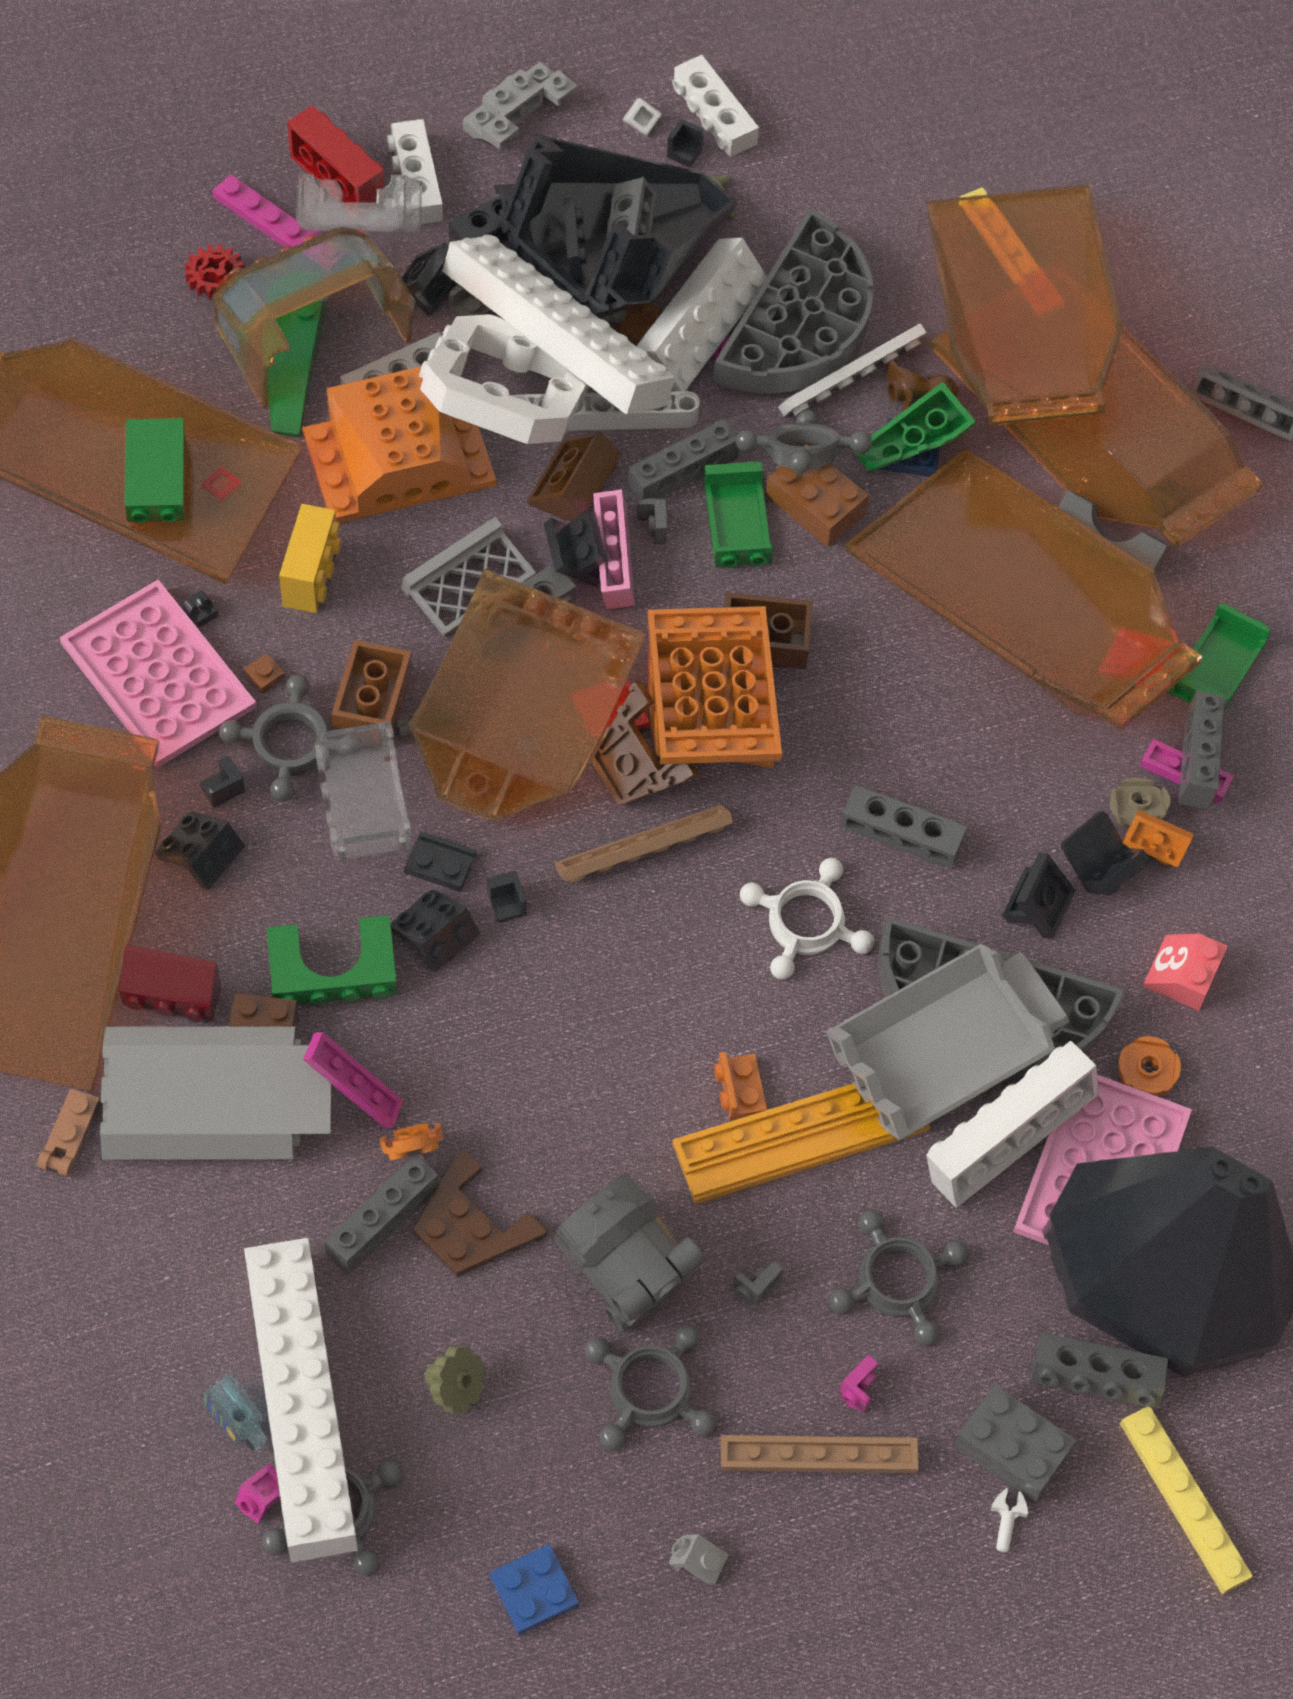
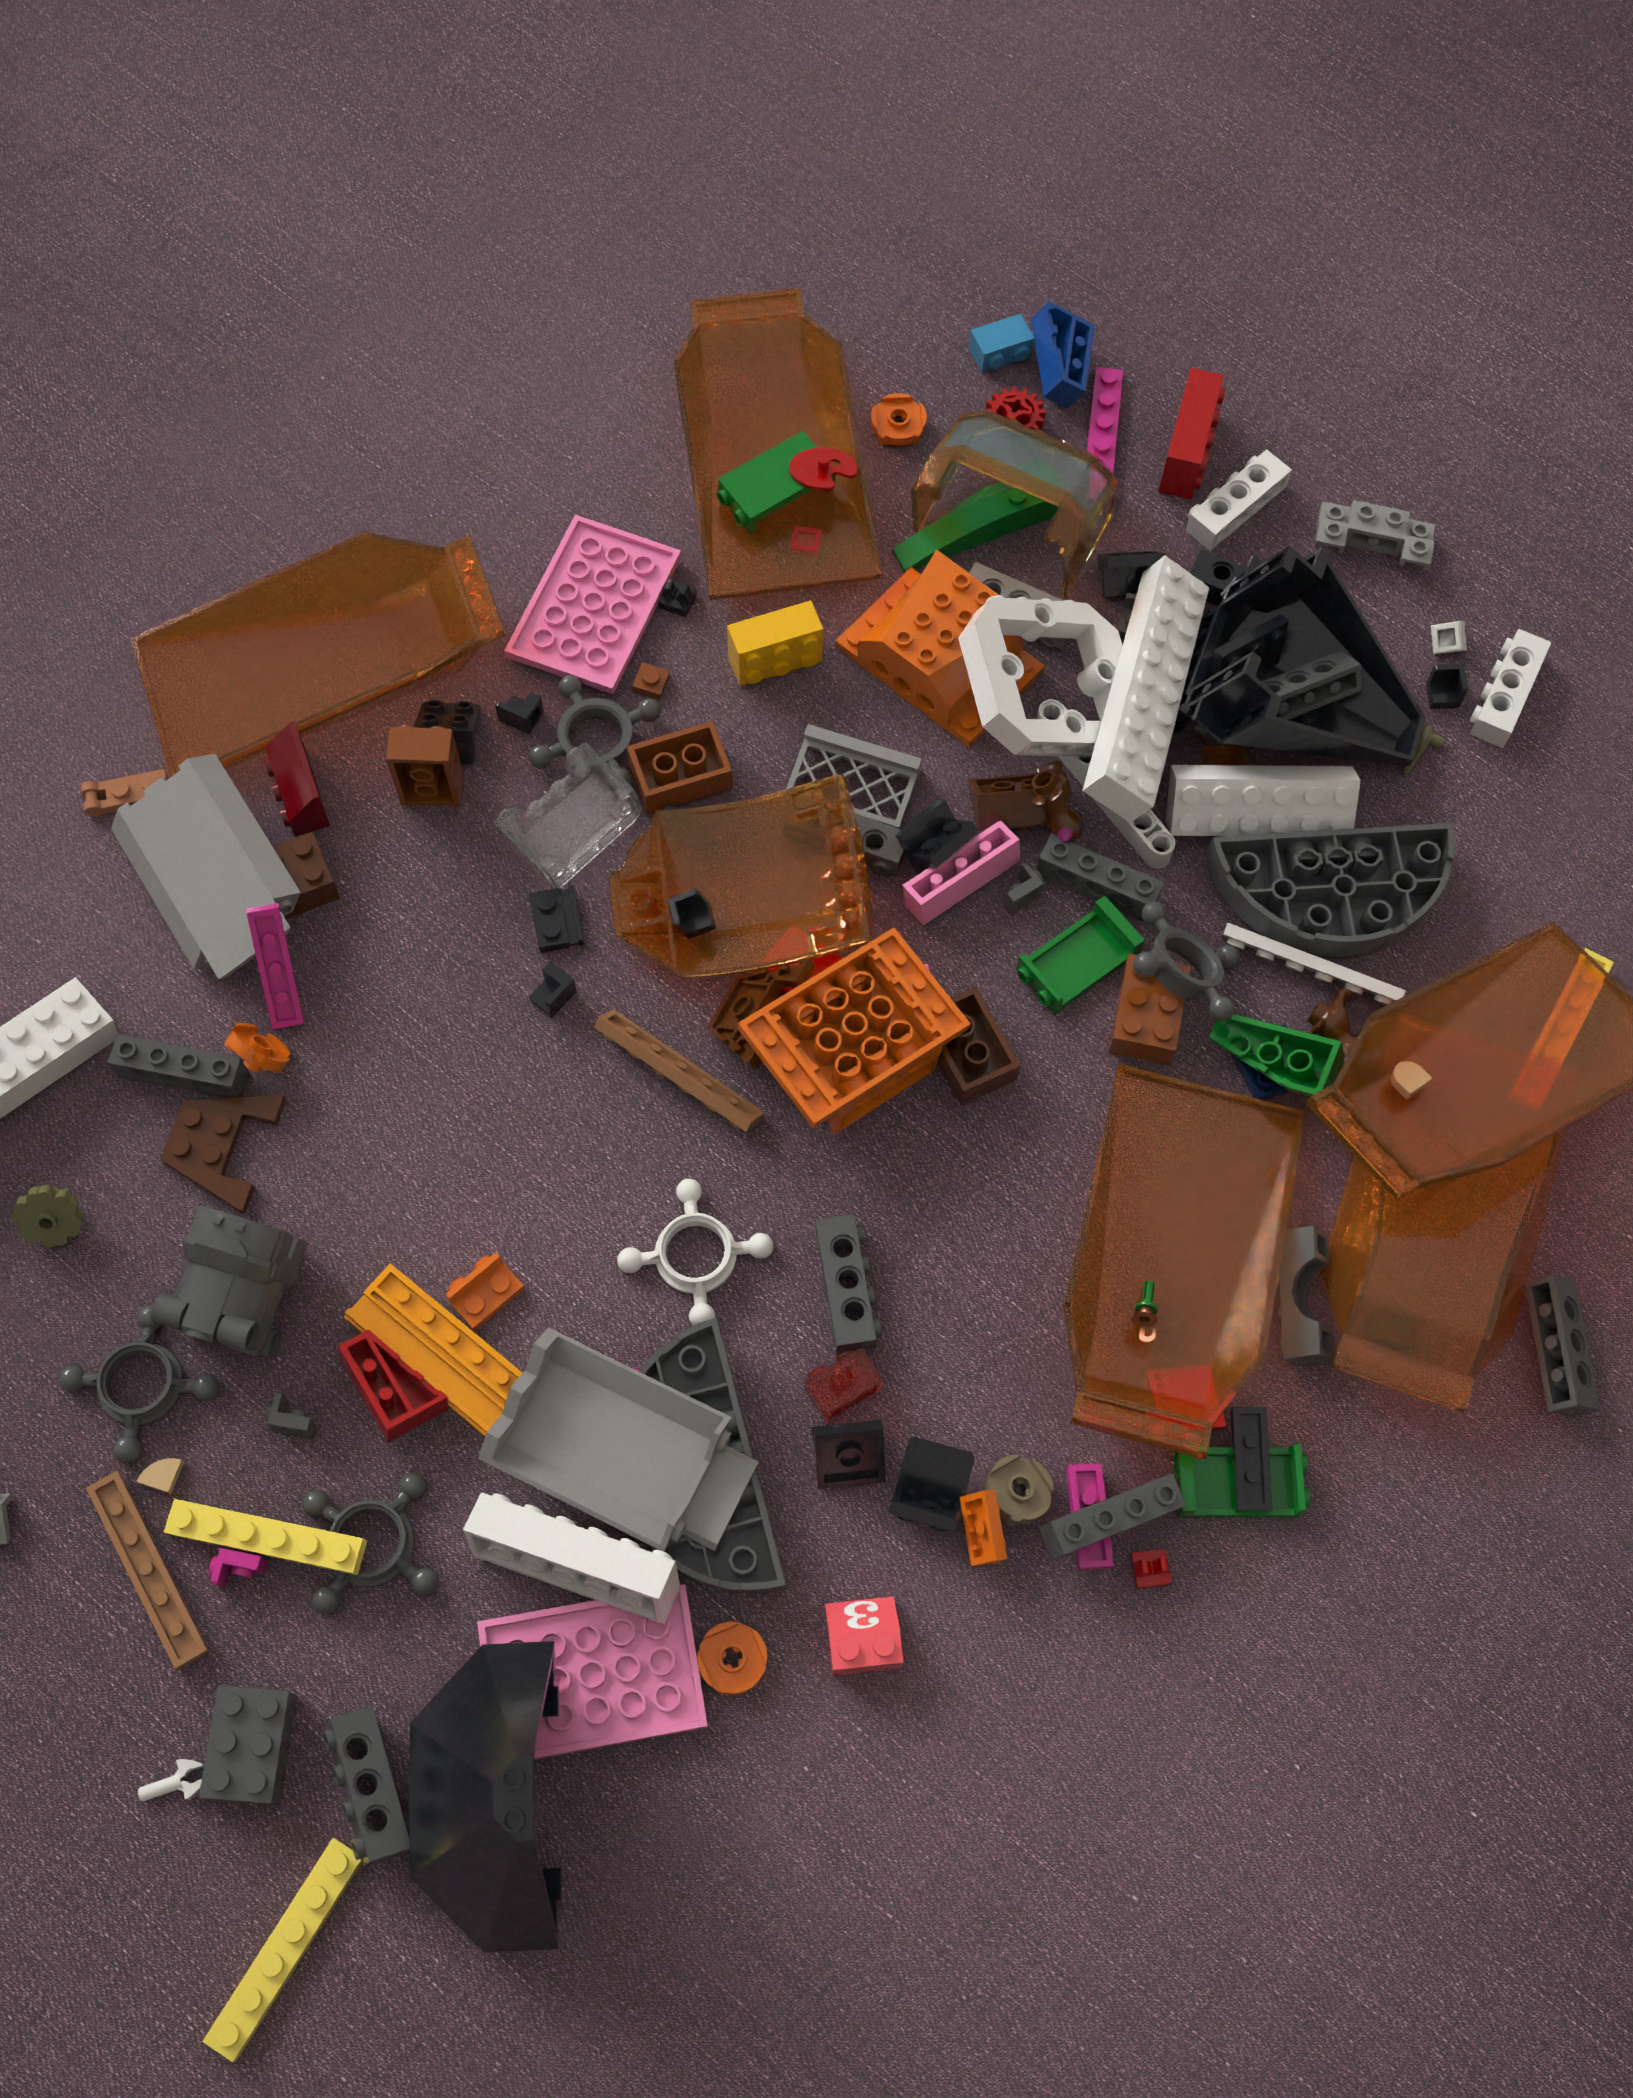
camera: 60 degrees right, 5 degrees up
(137, 240) = (1001, 343): none -> dark azure brick
(147, 342) = (896, 433): none -> orange plate
(170, 430) = (814, 468): none -> red piece
(189, 202) = (1062, 352): none -> blue wedge
(240, 870) = (425, 766): none -> dark orange brick
(370, 977) = (408, 928): green arch -> none
(395, 213) = (1130, 448): clear windscreen -> none
(436, 927) = (483, 952): black bracket -> none
(518, 753) = (692, 913): none -> black panel
(605, 442) = (1053, 794): none -> reddish brown animal
(743, 1407) = (161, 1475): none -> tan tile
(780, 1192) = (389, 1387): none -> red wedge
(850, 1347) = (266, 1536): none -> light yellow plate
(982, 873) = (842, 1383): none -> clear red brick
(1000, 359) = (1409, 1078): none -> tan tile
(1058, 640) = (1146, 1312): none -> piece
(1212, 641) = (1251, 1459): none -> black plate
(1247, 756) = (1150, 1569): none -> red tile

